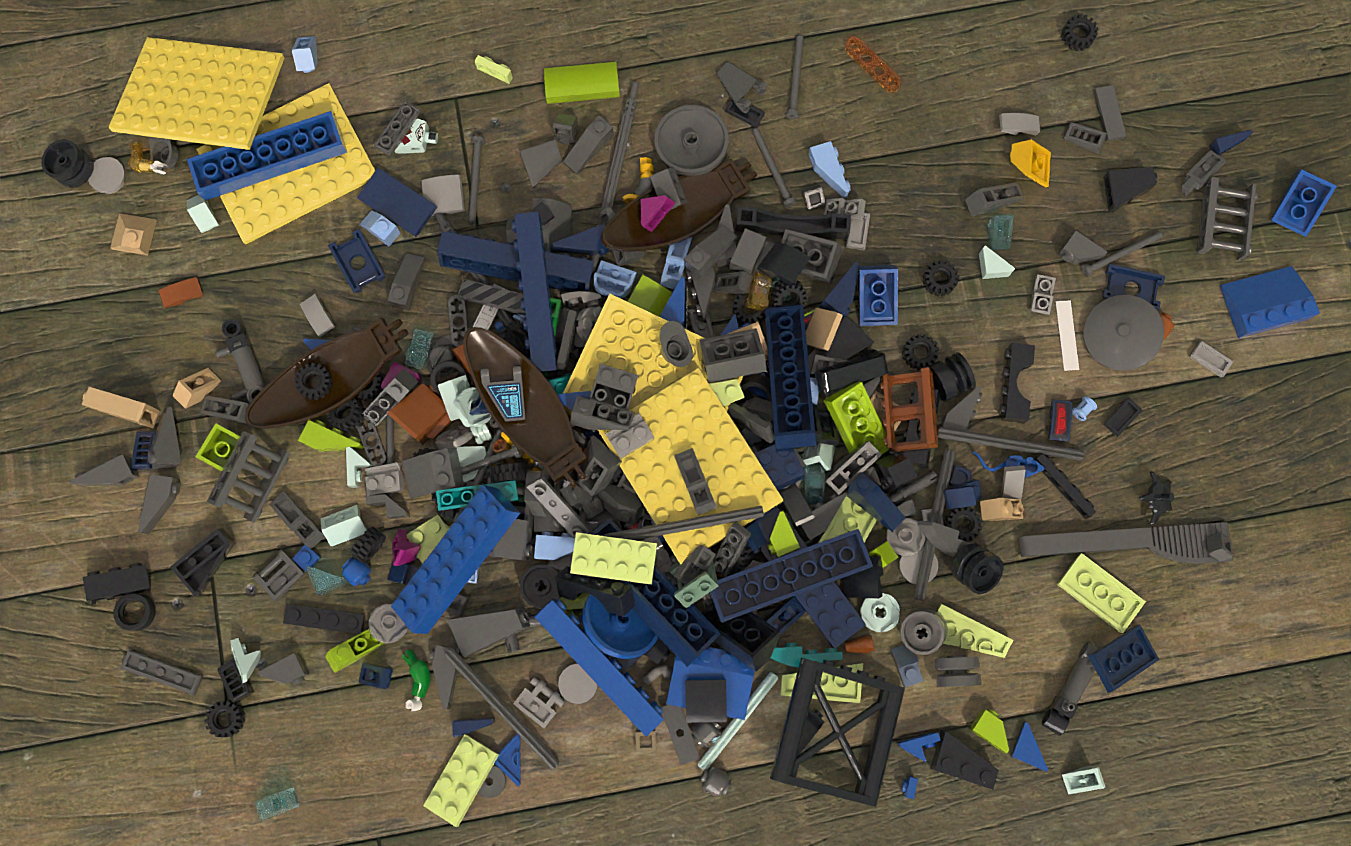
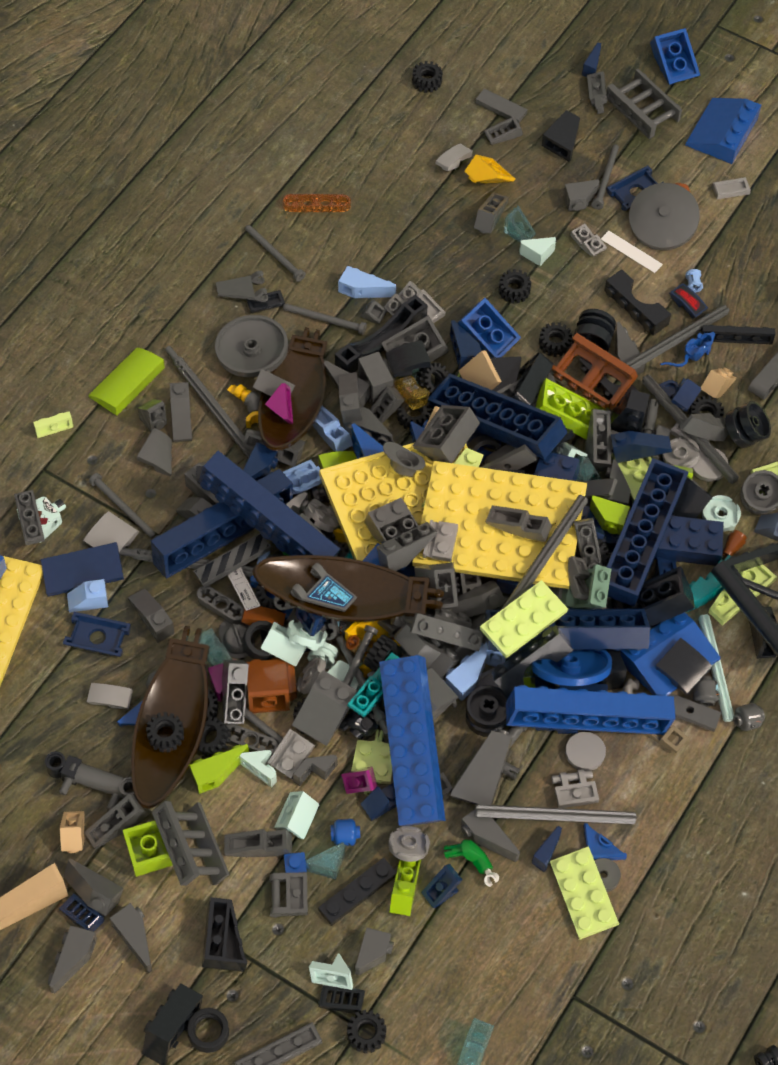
camera: 50 degrees left, 20 degrees down
(368, 544) = (333, 803): black tyre -> none
(1013, 482) = (705, 357): light grey tile -> none
(1122, 417) = (722, 265): black tile -> none

